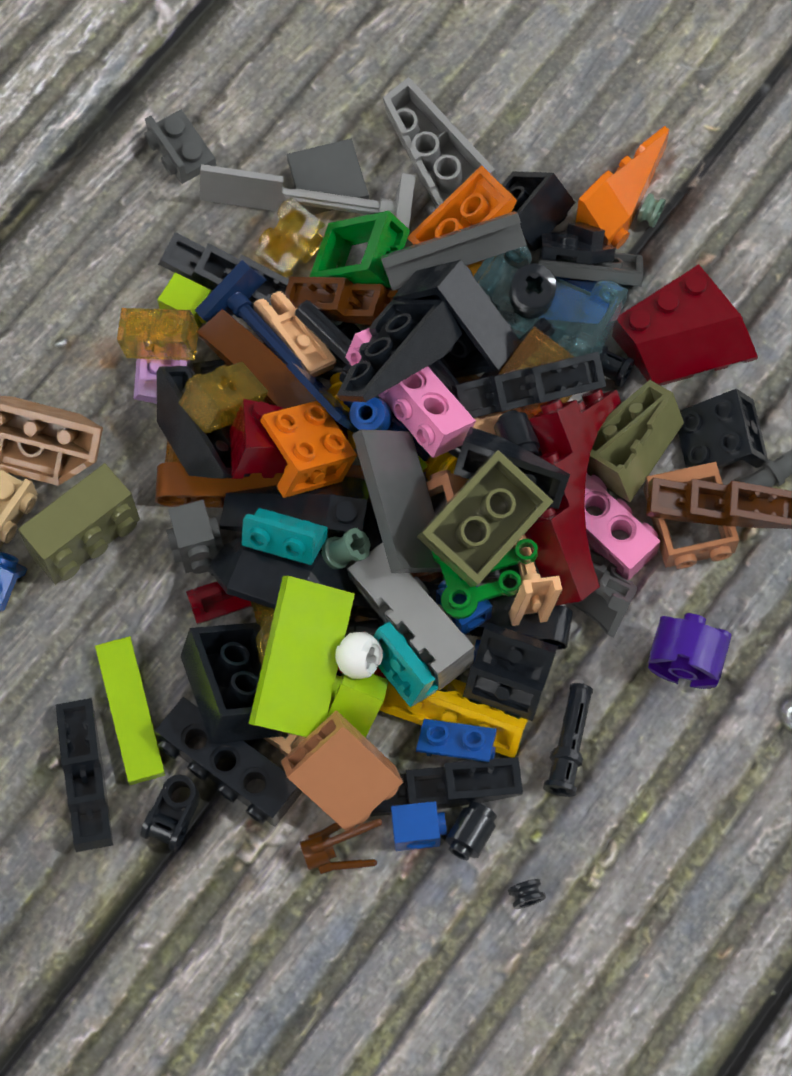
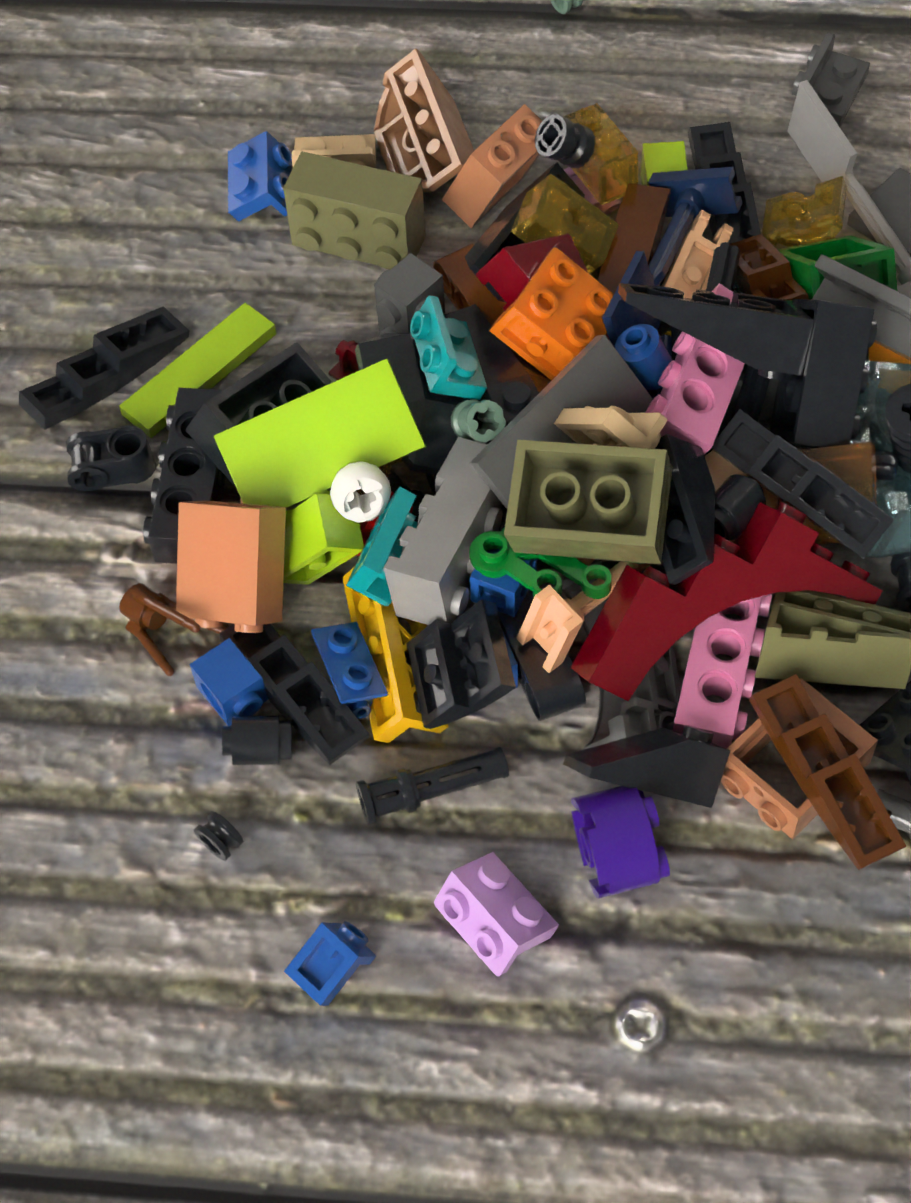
camera: 60 degrees right, 10 degrees down
(123, 411) = (495, 167): none -> nougat window
(154, 343) = (564, 141): none -> black wheel
(434, 468) = (611, 426): none -> tan bracket
(657, 597) = (658, 762): none -> black slope
(657, 871) = (329, 960): none -> blue bracket
(682, 754) = (493, 912): none -> lavender bracket

